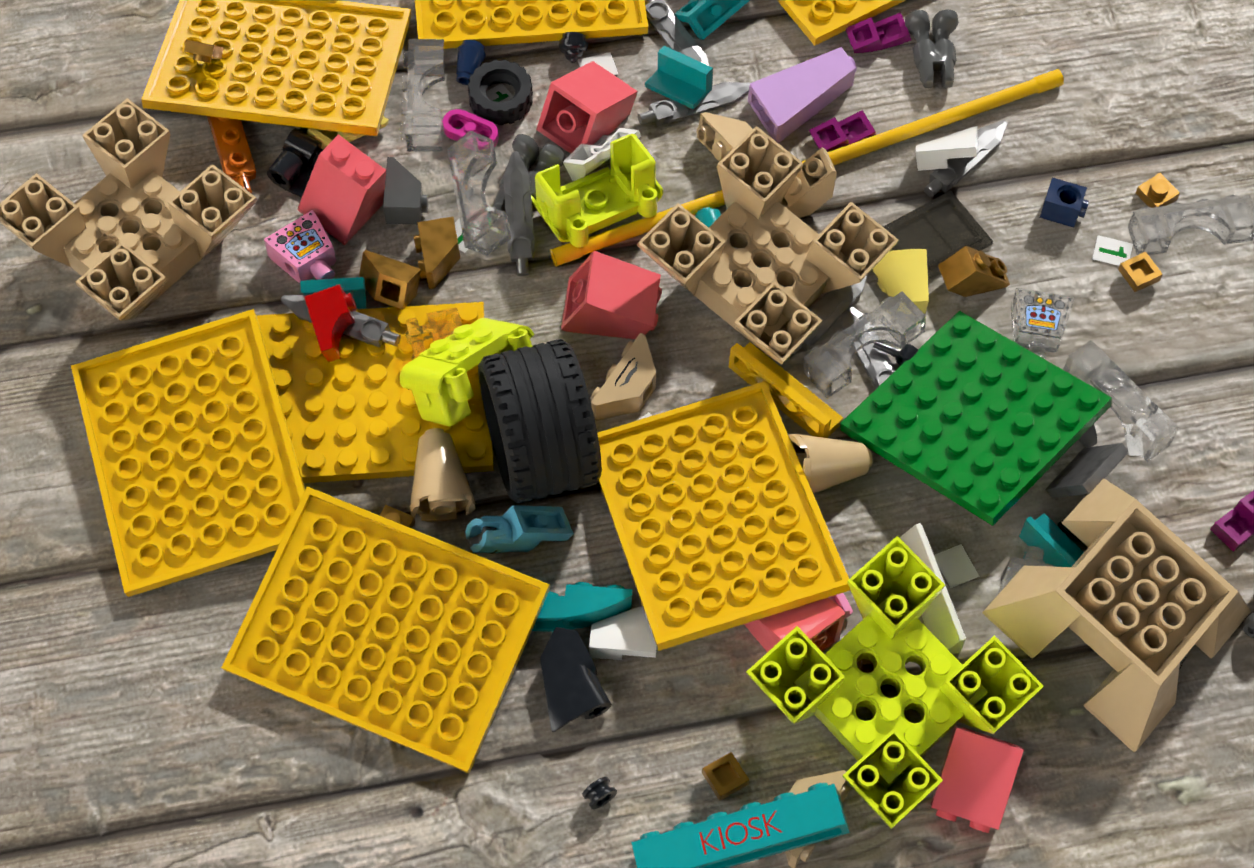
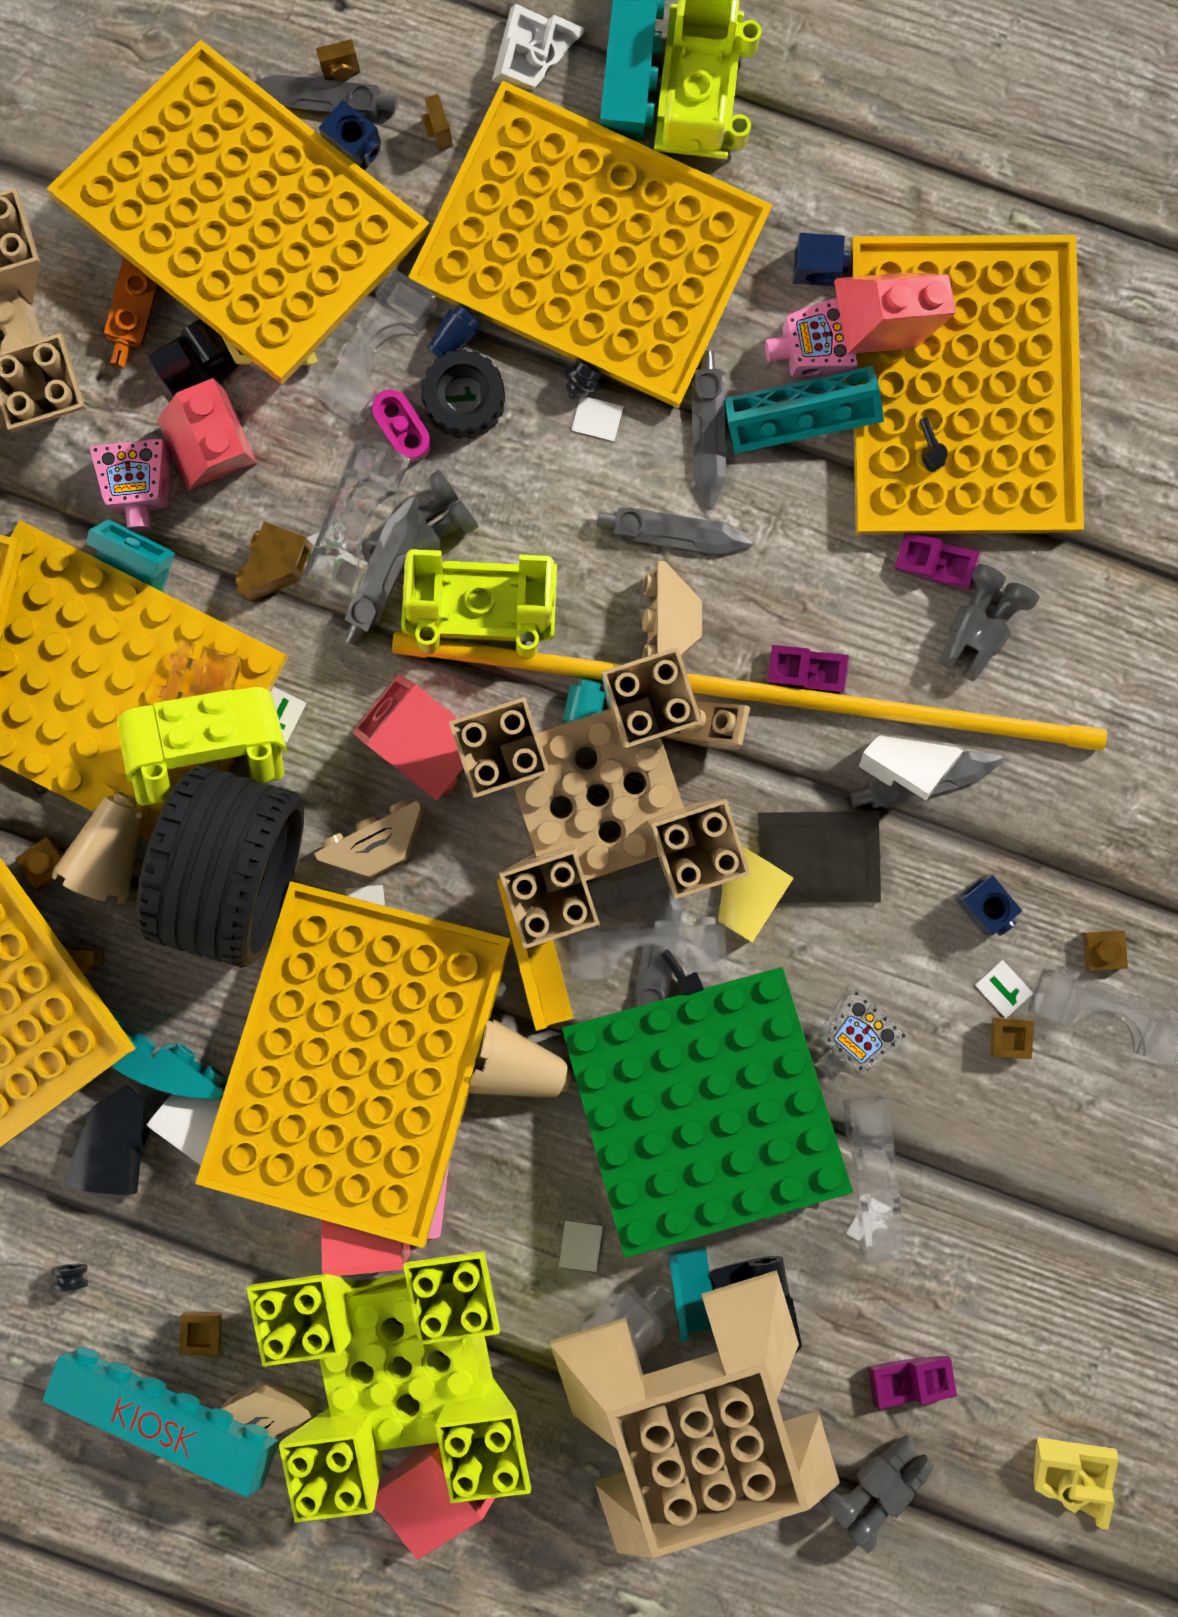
camera: 30 degrees right, 25 degrees up
(203, 51) = (148, 159): pearl gold plate -> none
(330, 316) = (93, 594): red arch -> none
(364, 329) = (119, 596): flat silver piece -> none
(389, 279) = (198, 574): pearl gold slope -> none
(403, 195) = (276, 469): dark grey slope -> none
(518, 529) = (131, 951): medium azure plate -> none
(585, 106) = (542, 473): coral slope -> none
(589, 157) = (503, 545): white slope -> none
(681, 78) = (670, 495): teal panel -> none
(800, 92) = (795, 590): lavender slope -> none
(940, 615) = (529, 1264): slope -> none
(973, 272) = (828, 933): pearl gold slope -> none
(1087, 470) = (778, 1246): flat silver tile -> none

